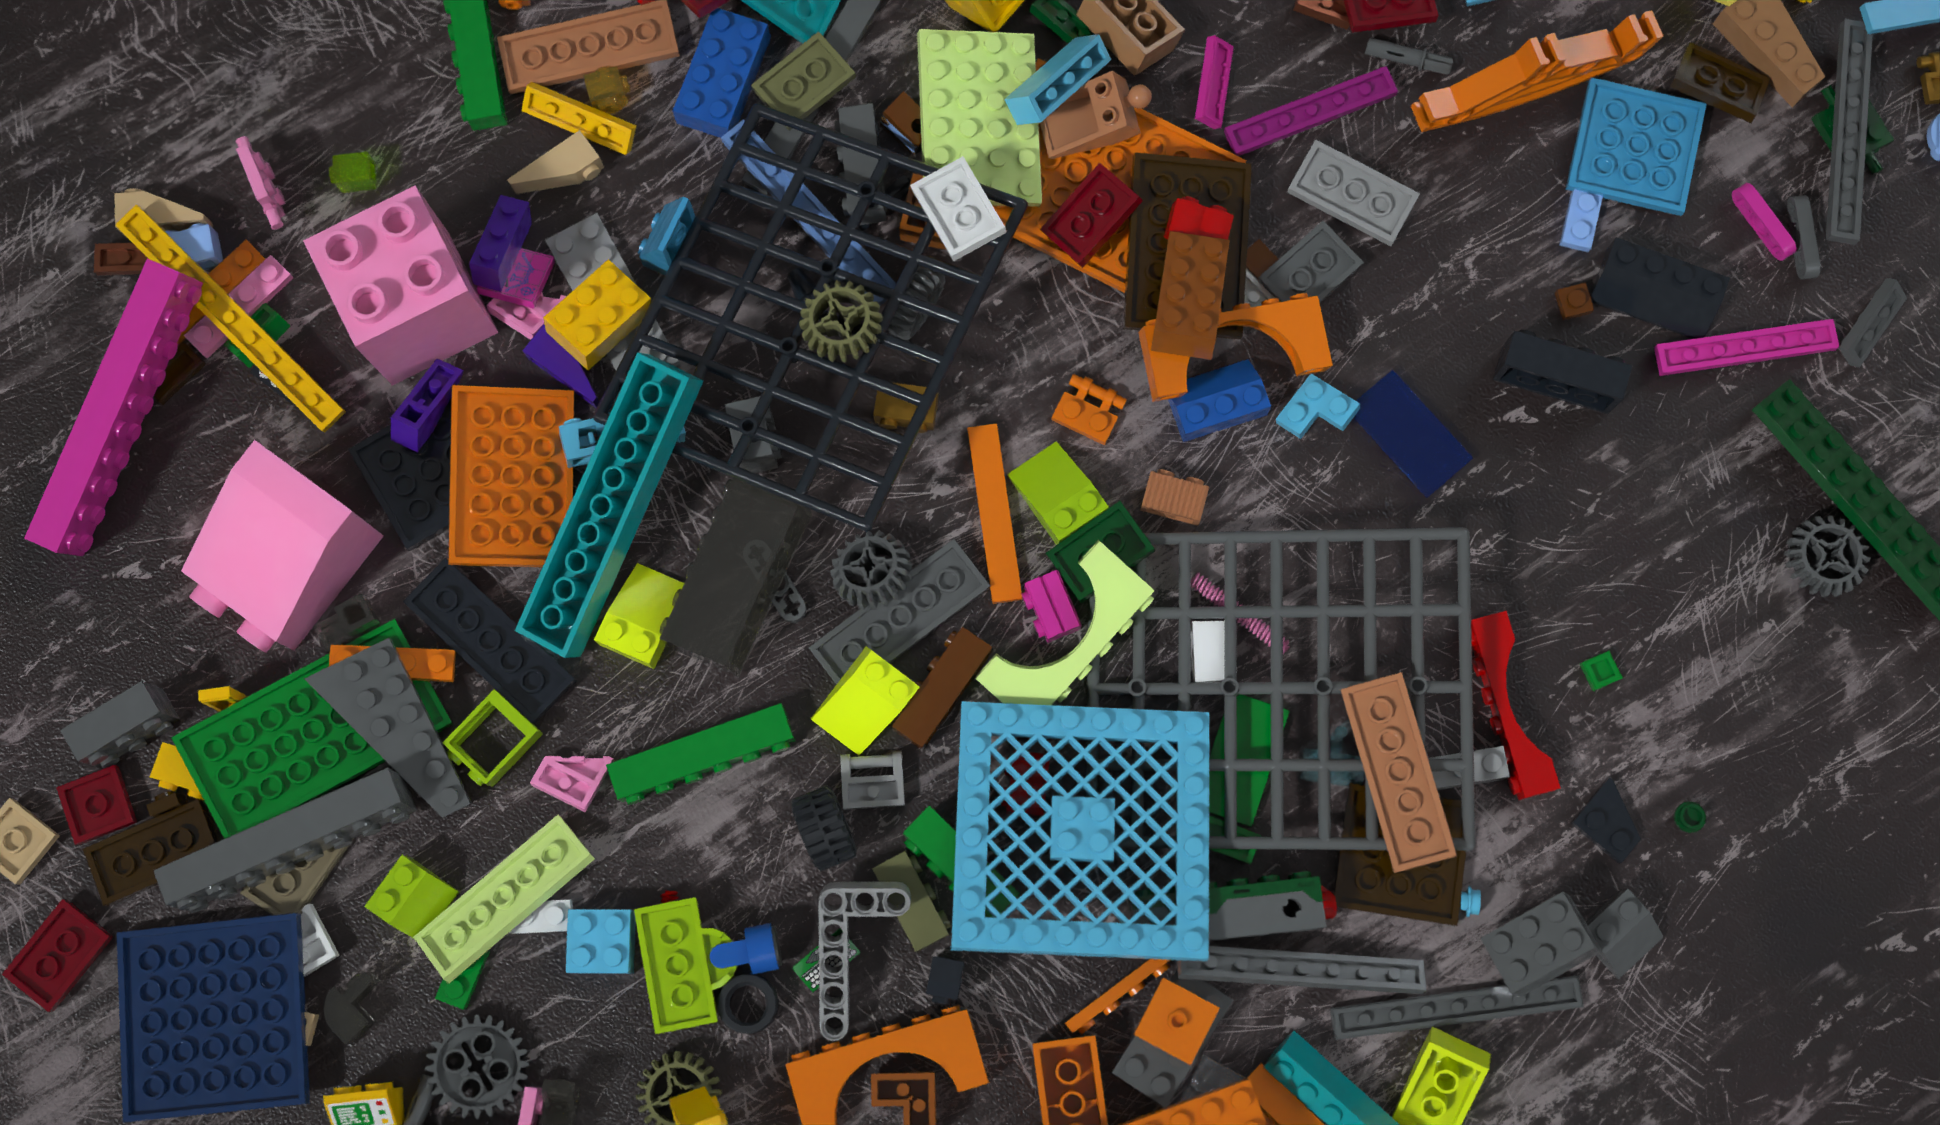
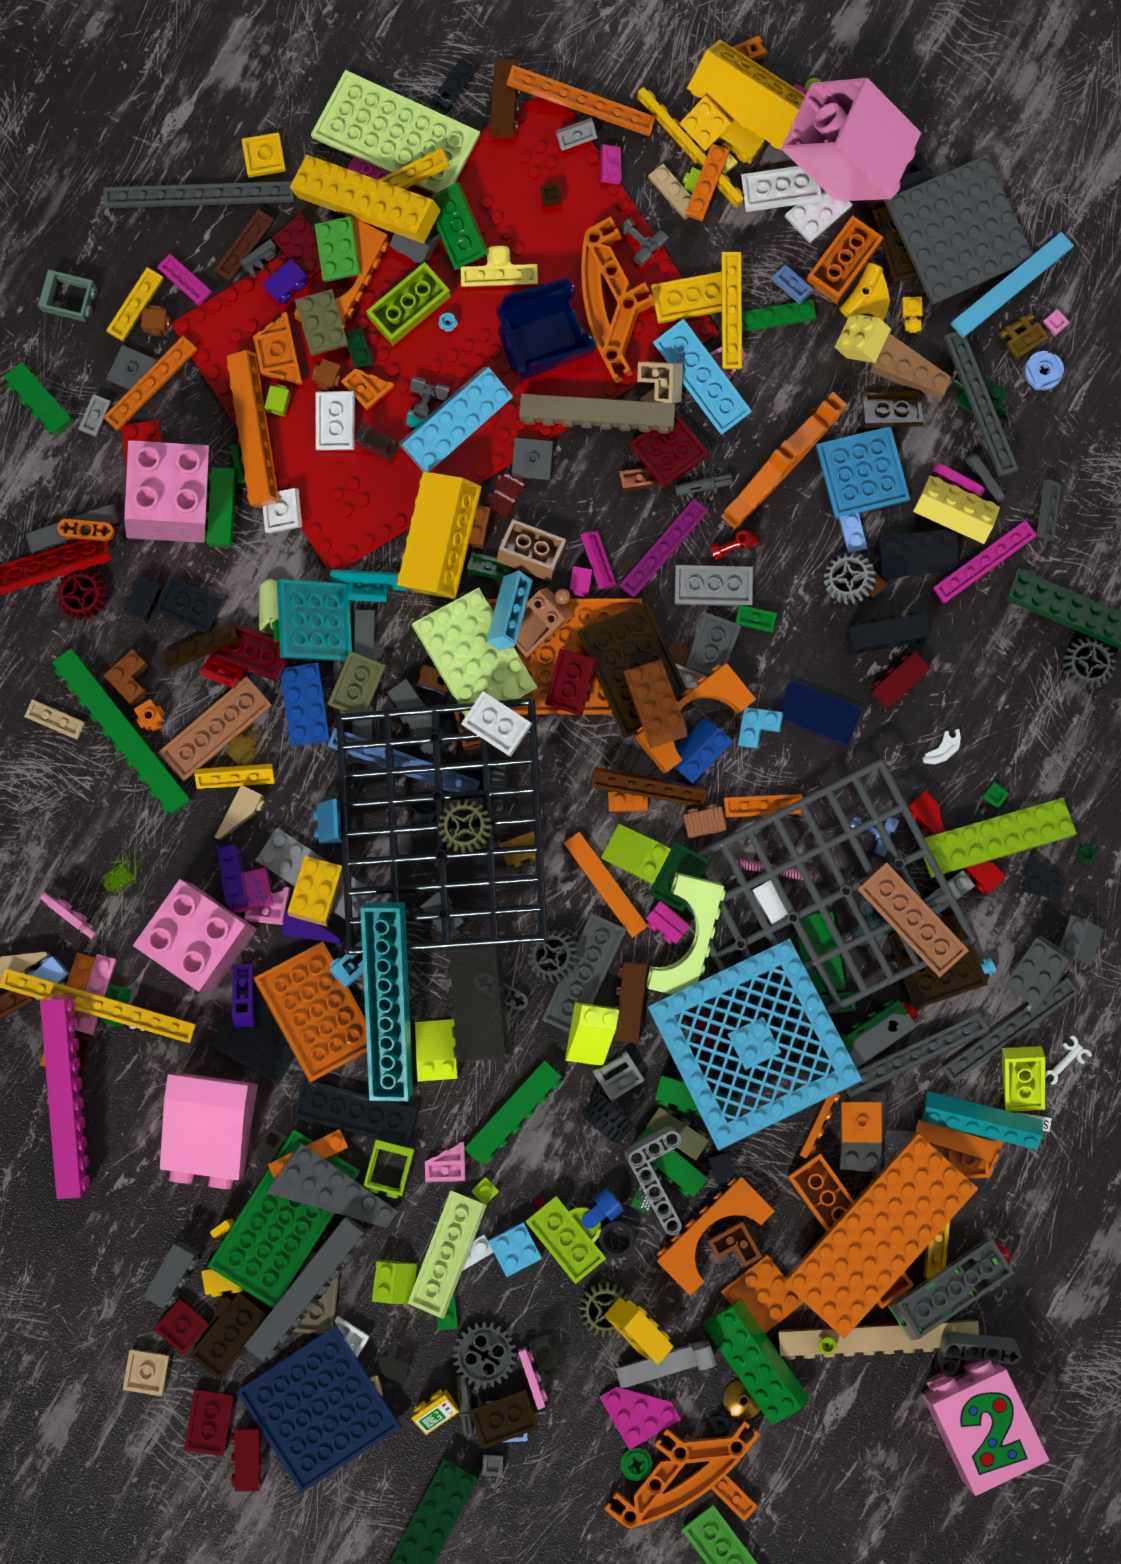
camera: 30 degrees left, 5 degrees up
(78, 1034) = (246, 1459): none -> dark red brick
(605, 841) = (485, 1191): none -> lime plate
(882, 949) = (676, 1168): none -> green brick
(1123, 409) = (648, 787): none -> reddish brown plate
(1175, 97) = (580, 581): none -> dark pink brick
(1193, 218) = (636, 655): red brick -> none
(1260, 513) = (758, 805): none -> orange plate
(1388, 265) = (756, 618): none -> green plate
(1403, 657) = (890, 825): none -> medium blue bar
(1426, 149) = (743, 539): none -> red bar
(1535, 261) = (841, 579): none -> light grey gear
(1536, 1087) = (1076, 1051): none -> white bar
(1546, 445) = (899, 680): none -> dark red brick
(1563, 573) = (945, 750): none -> white piece
(1581, 728) = (1000, 836): none -> lime plate
(1744, 253) = (957, 509): none -> light yellow brick

